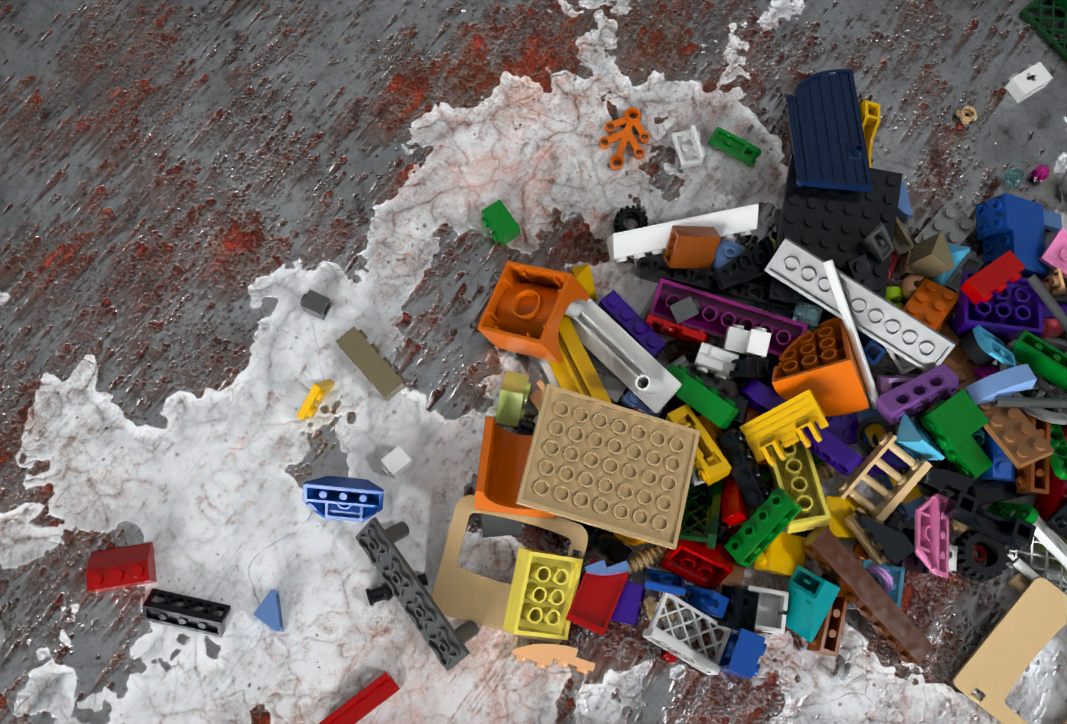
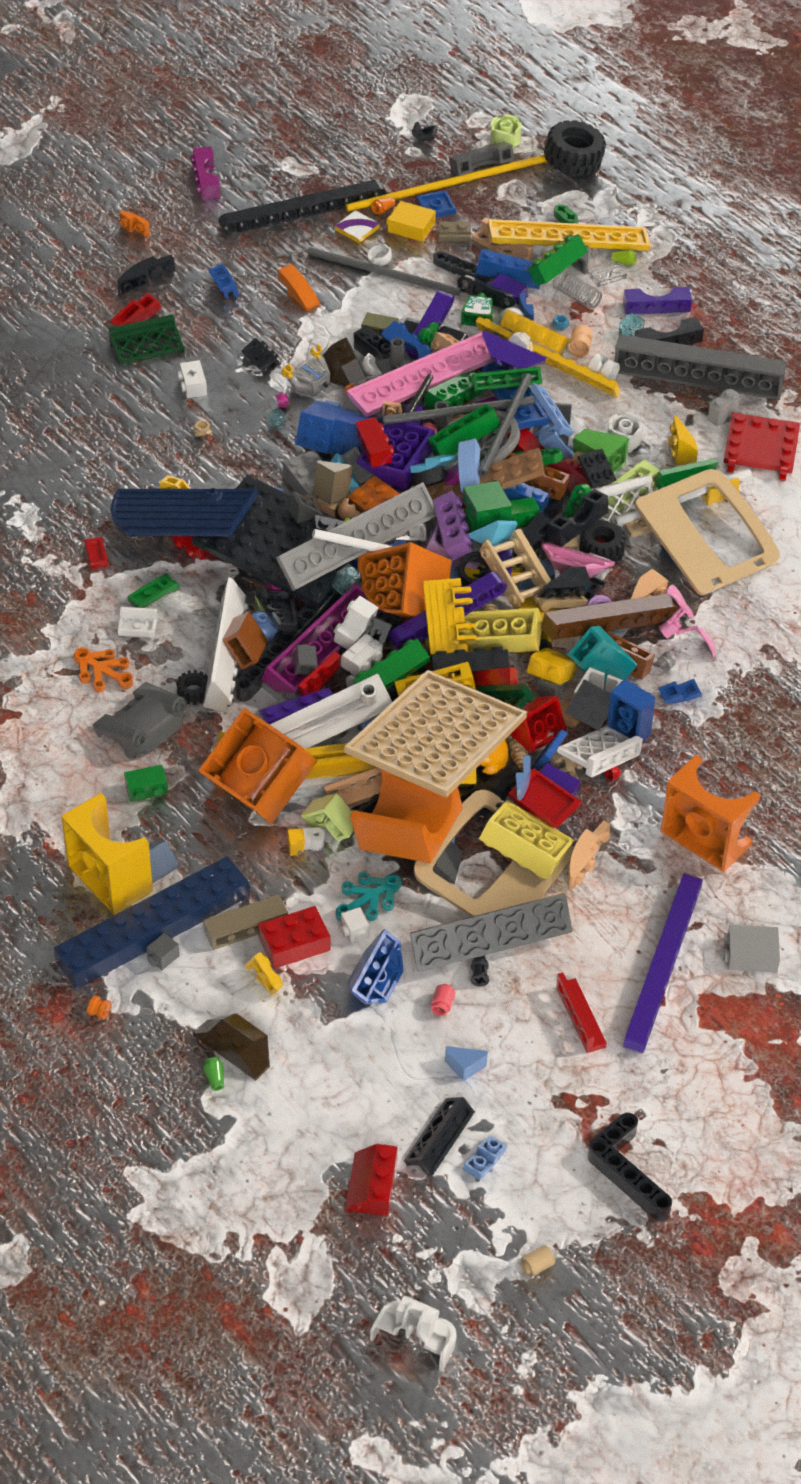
camera: 70 degrees left, 25 degrees down
(173, 661) = (485, 1158): none -> medium blue slope
(200, 393) = (214, 1072): none -> bright green cone
(237, 400) = (237, 1042): none -> dark brown wedge
(241, 273) = (99, 1007): none -> orange wheel
(335, 569) = (442, 999): none -> coral brick
(345, 284) = (167, 912): none -> dark blue brick
(365, 411) = (294, 937): none -> red brick
(385, 199) = (111, 870): none -> yellow piece
(415, 259) = (161, 860): none -> sand blue slope
(439, 464) = (370, 894): none -> teal plant
(486, 388) = (305, 839): none -> leg
(571, 194) = (144, 720): none -> dark grey piece
(707, 601) = (577, 724): blue hinge -> none
(763, 527) = (528, 657): green brick -> none
(764, 81) = (96, 552): none -> red tile
(807, 695) = (679, 693): none -> blue slope
(902, 667) = (672, 625): none -> bright pink plant
(937, 622) = (650, 585): none -> light nougat slope

